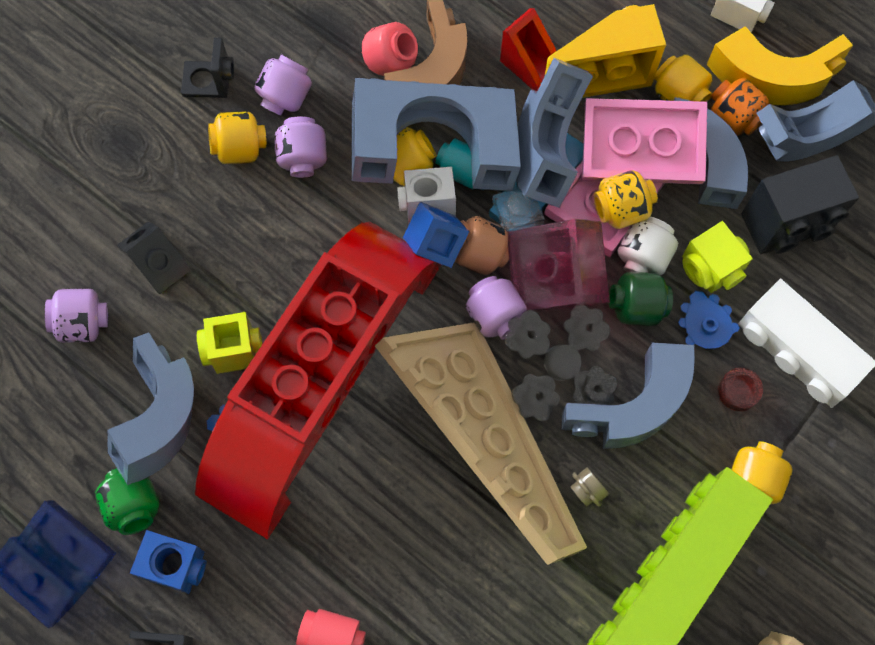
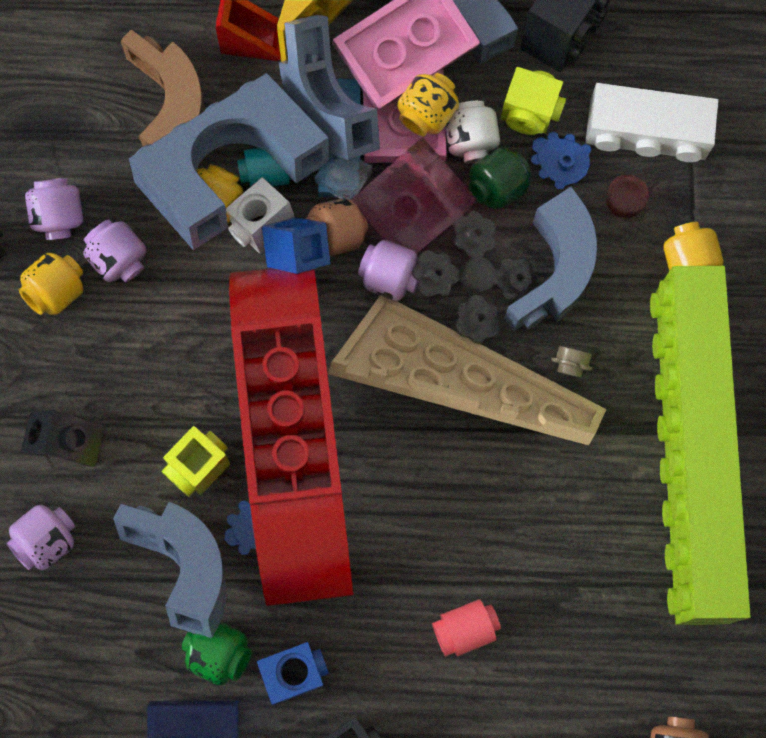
camera: 40 degrees left, 5 degrees up
(389, 48) = (123, 109): coral head -> none

